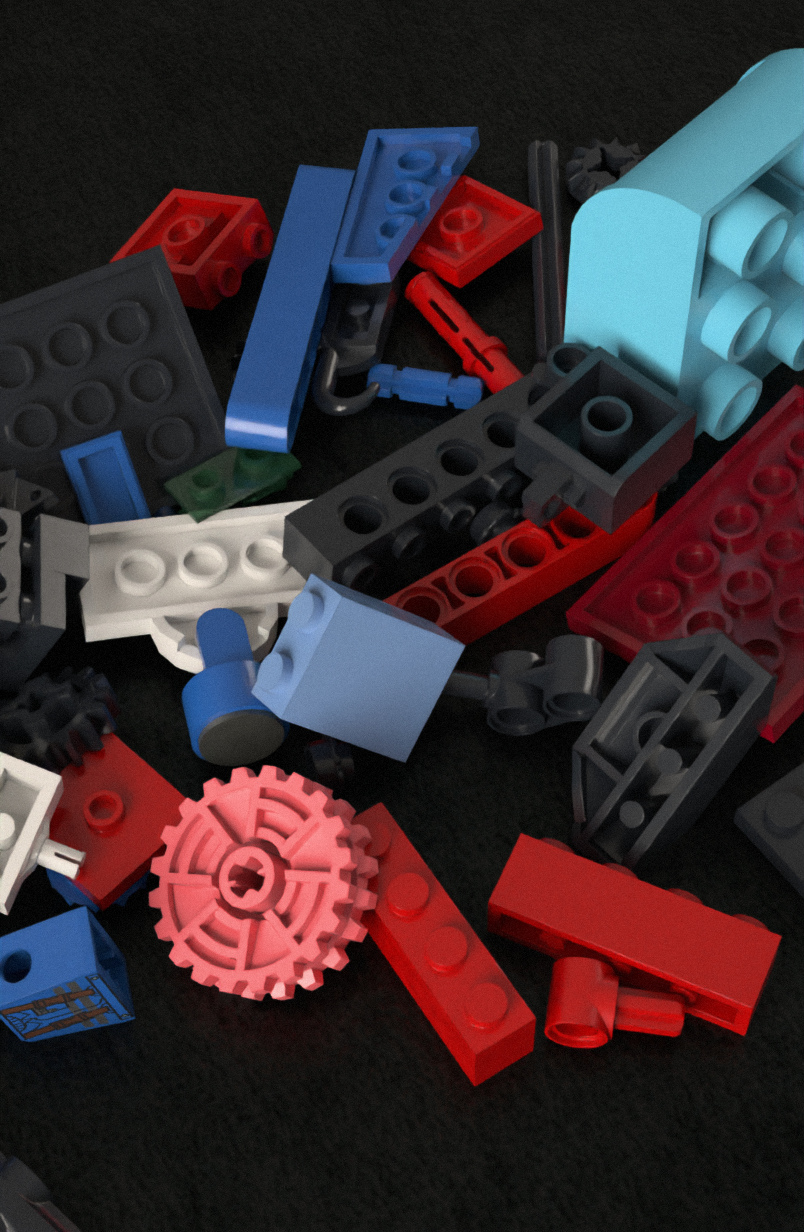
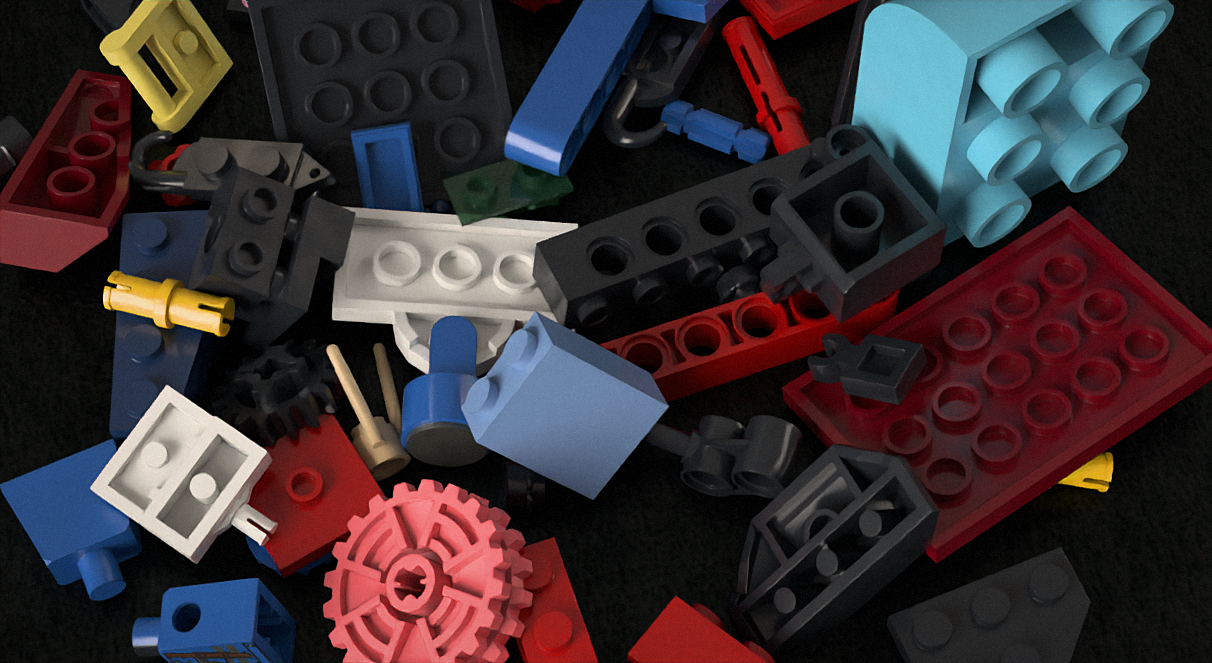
camera: 15 degrees right, 5 degrees up
(165, 752) = (373, 438): none -> tan plant
(656, 571) = (874, 370): none -> black plate

